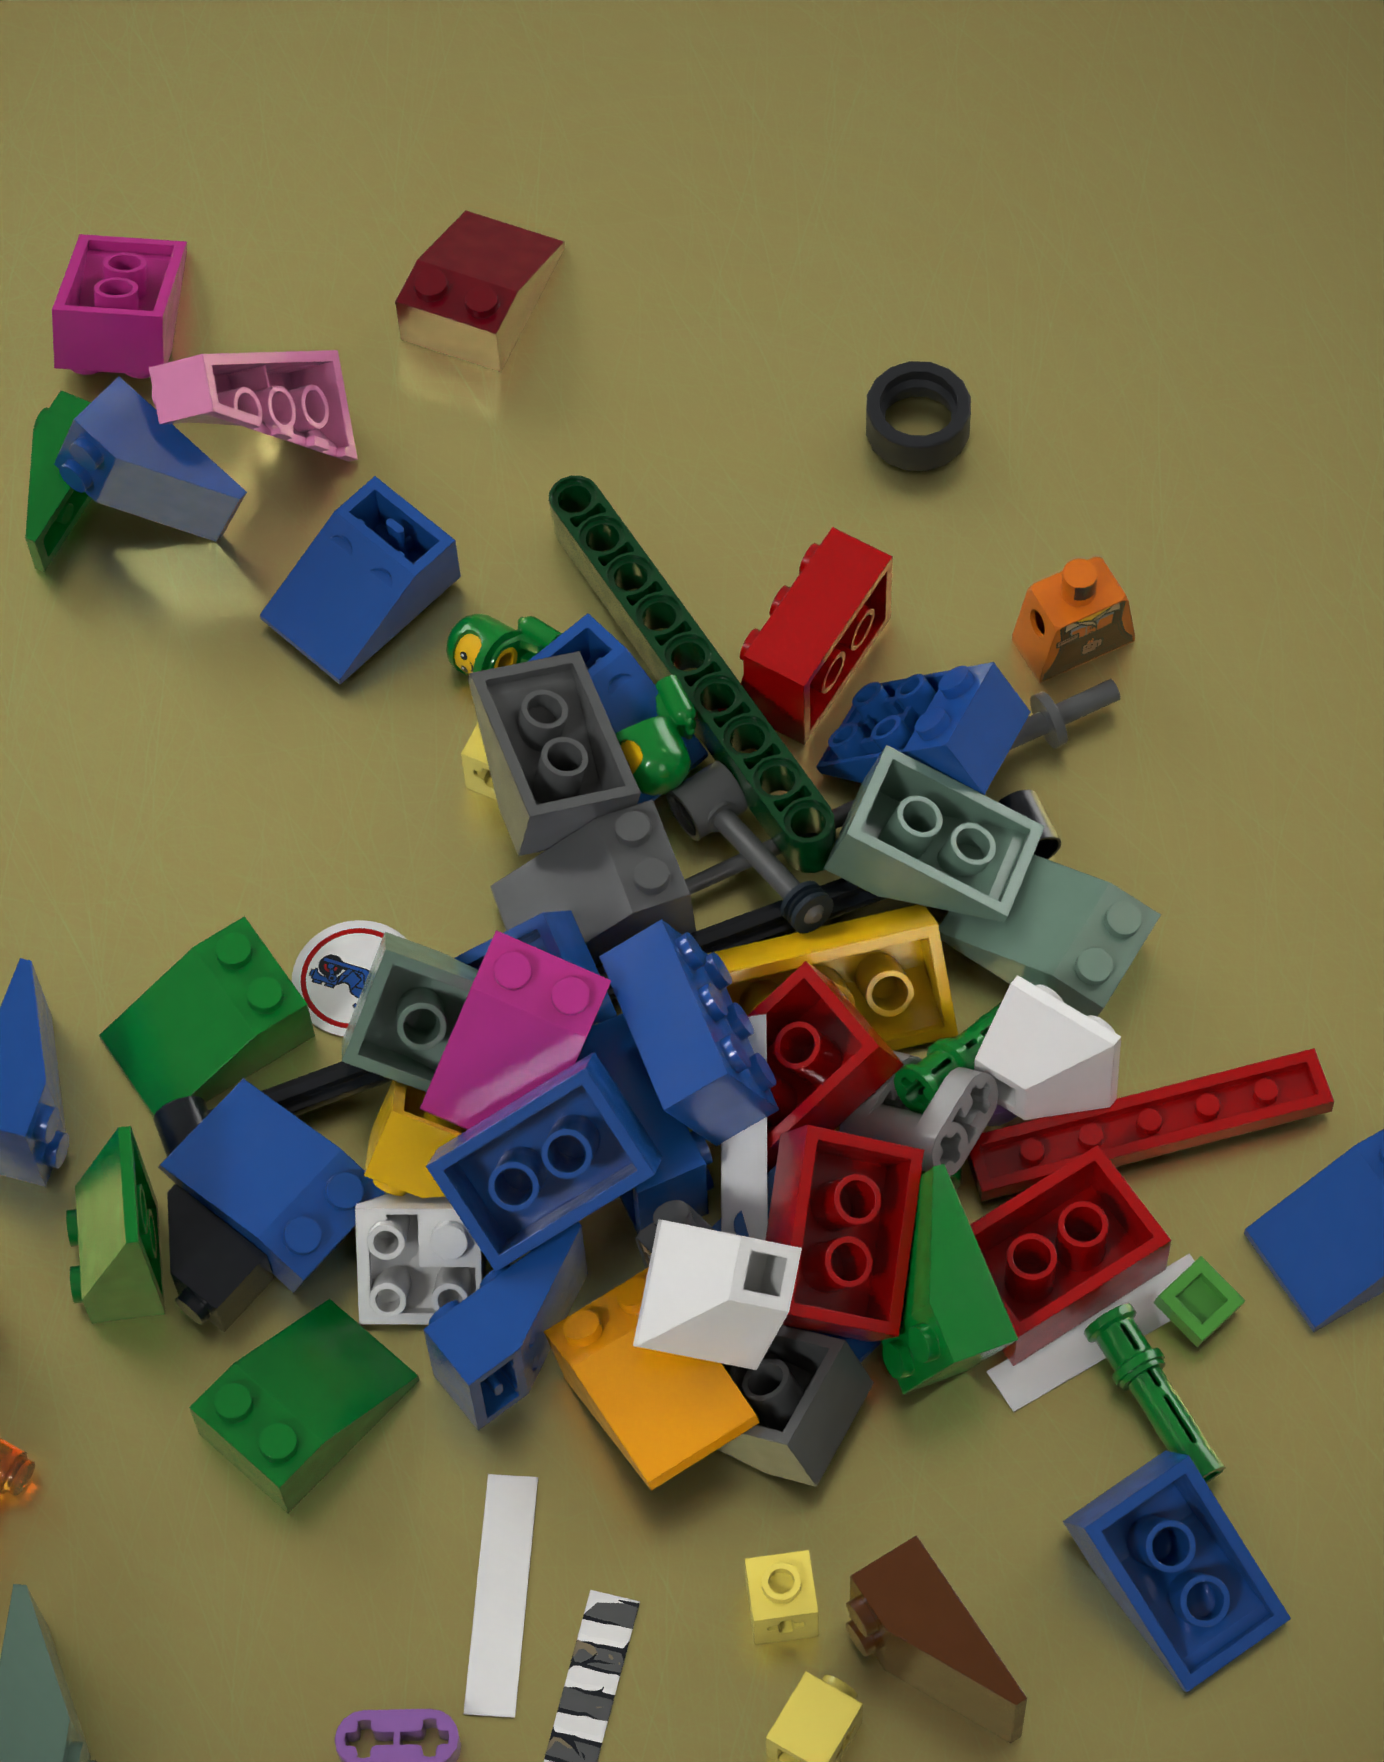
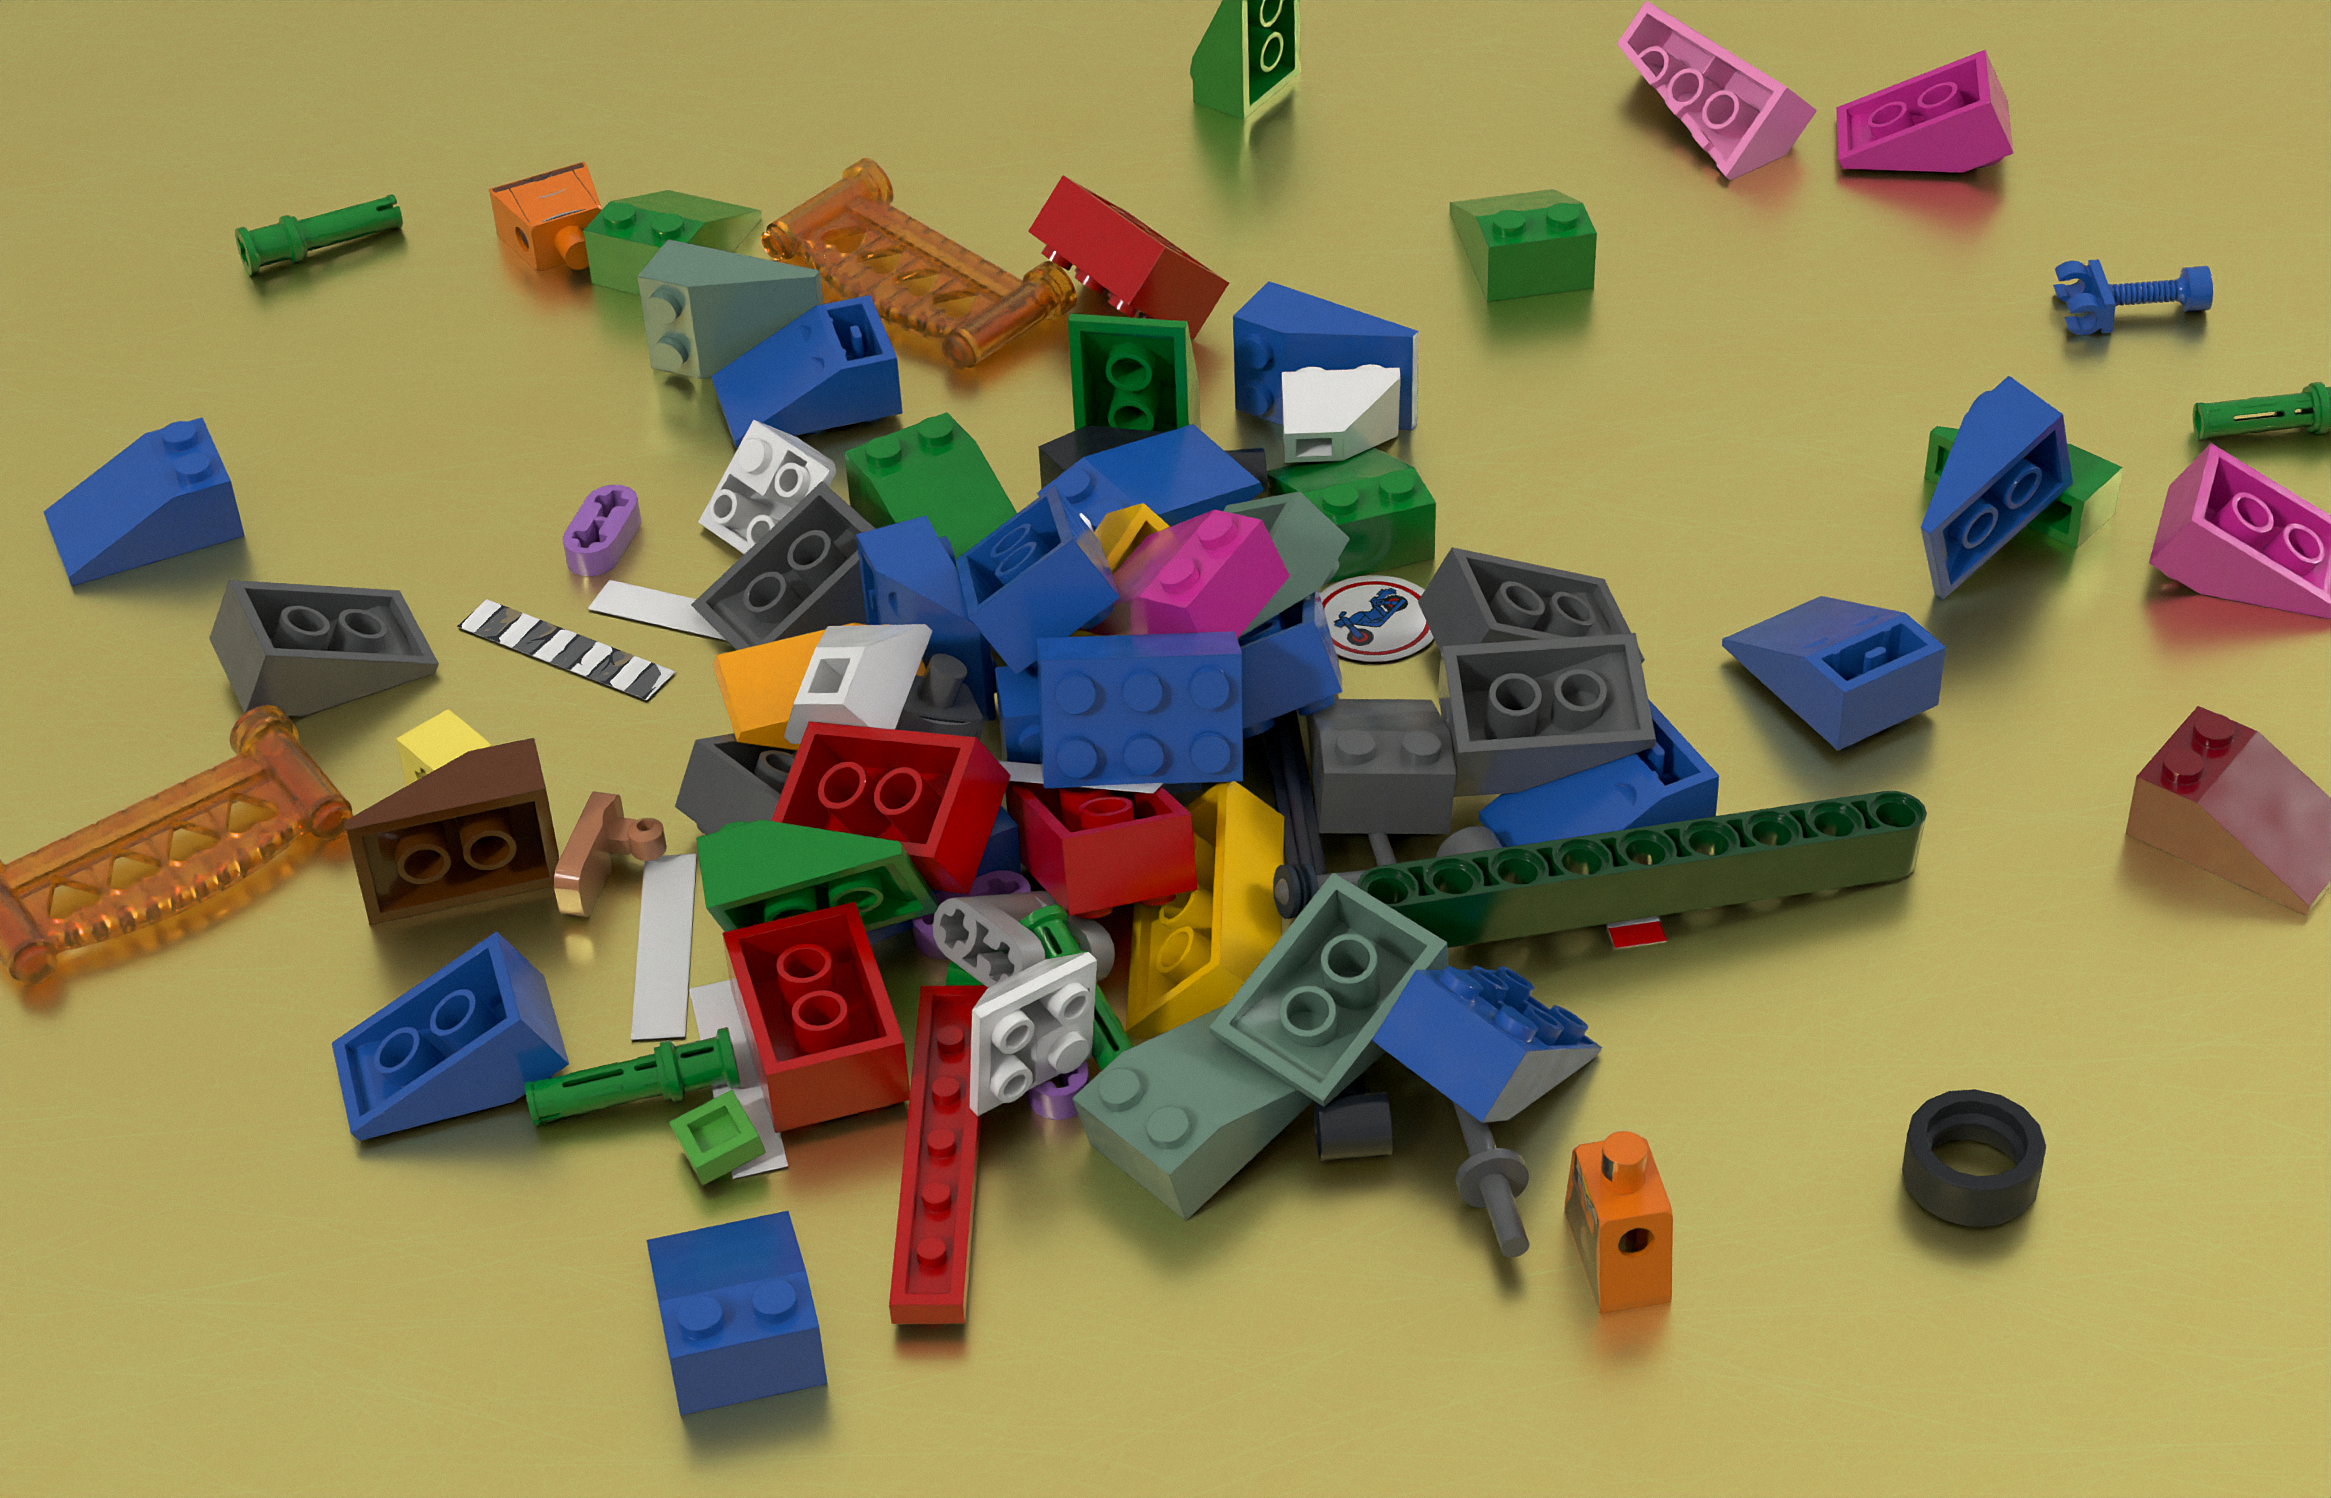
camera: 105 degrees right, 20 degrees down
(111, 1047) = (1338, 411): none -> white slope
(114, 1603) = (814, 373): none -> blue slope
(275, 393) = (2056, 567): bright pink wedge -> none
(328, 1561) = (763, 485): none -> white slope
(368, 832) = (1506, 600): none -> dark grey slope
(461, 1489) = (793, 577): none -> dark grey slope
(486, 643) = (1728, 738): green piece -> none
(656, 744) = (1530, 808): green piece -> none
(781, 1597) = (578, 757): light yellow brick -> none
(817, 633) = (1651, 972): red brick -> none
(869, 1538) = (591, 847): none -> nougat piece
(965, 1454) = (664, 948): none -> white sticker

